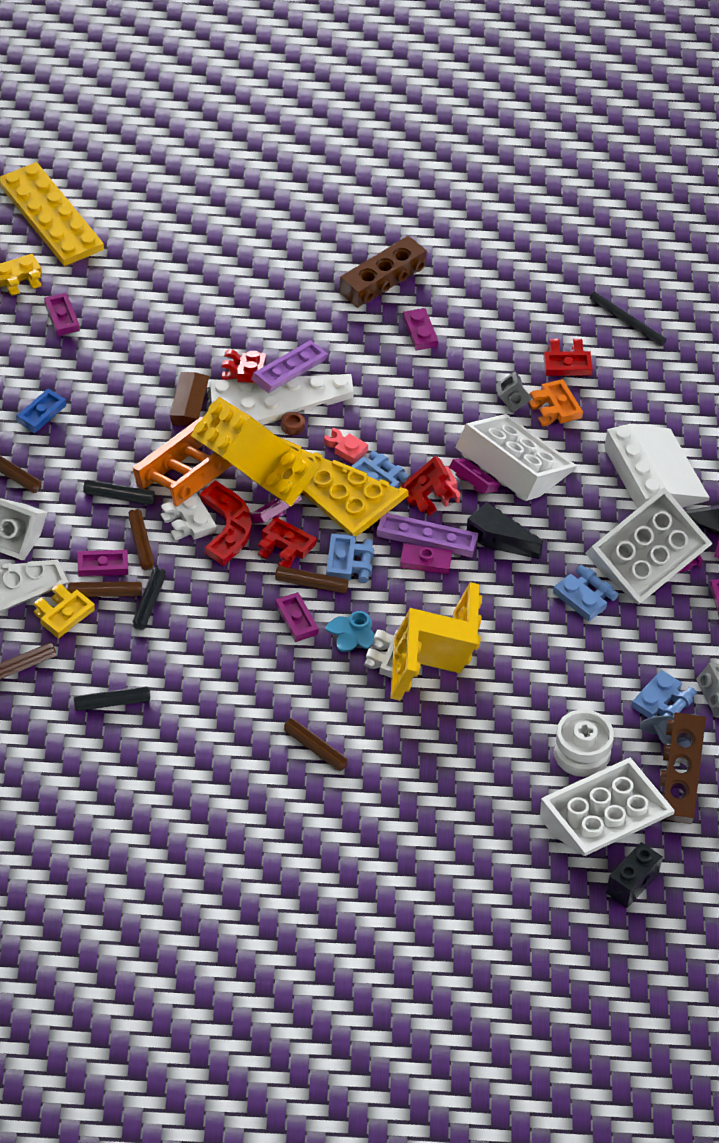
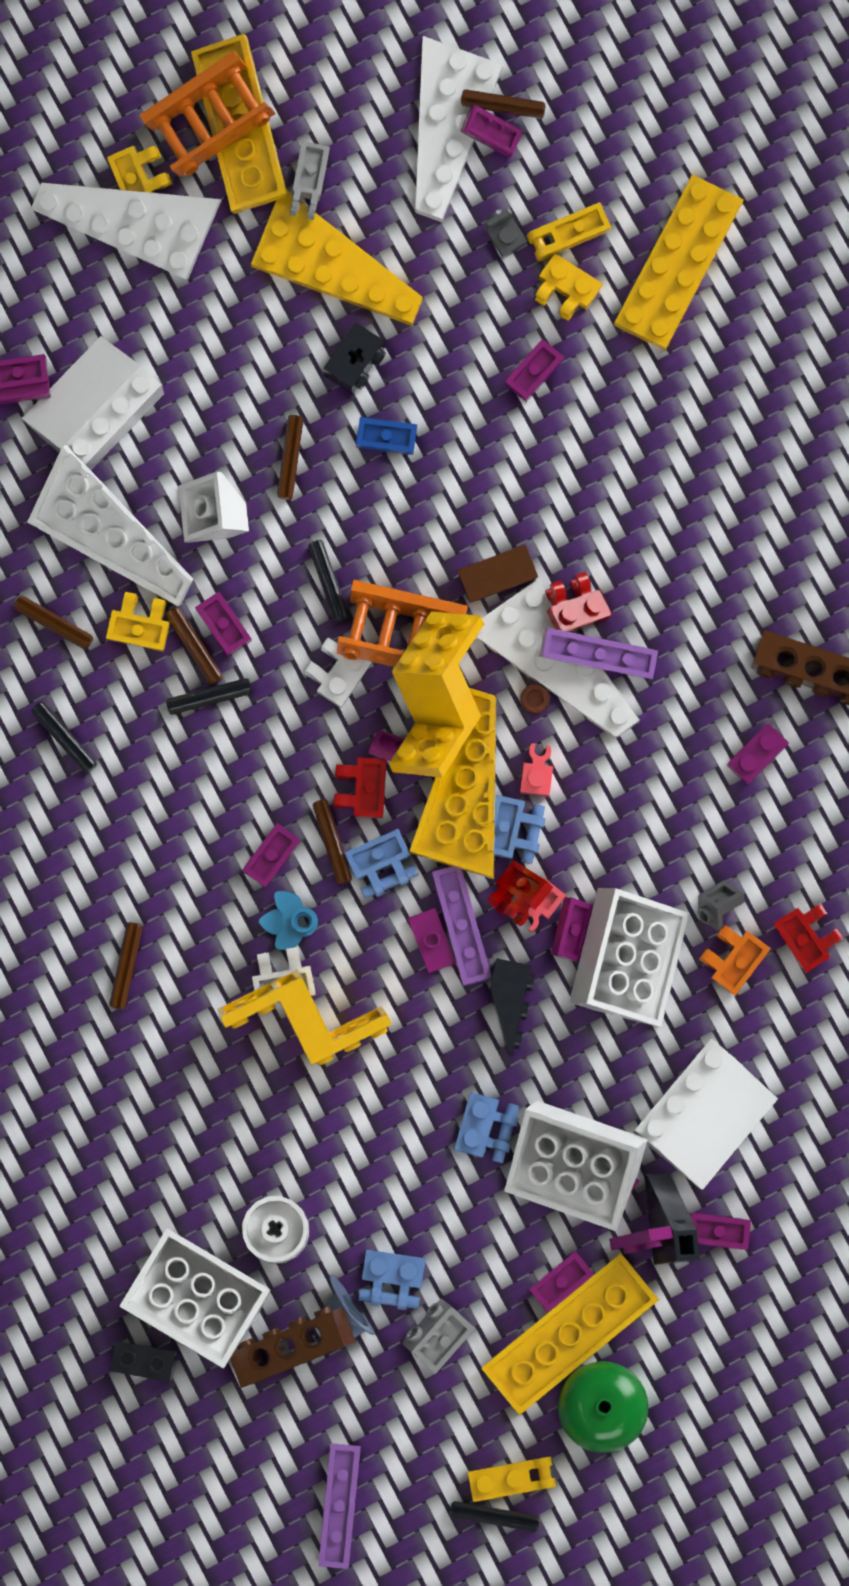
camera: 65 degrees right, 30 degrees up
(141, 539) = (280, 641): reddish brown axle -> none
(237, 520) = (358, 725): red plate -> none

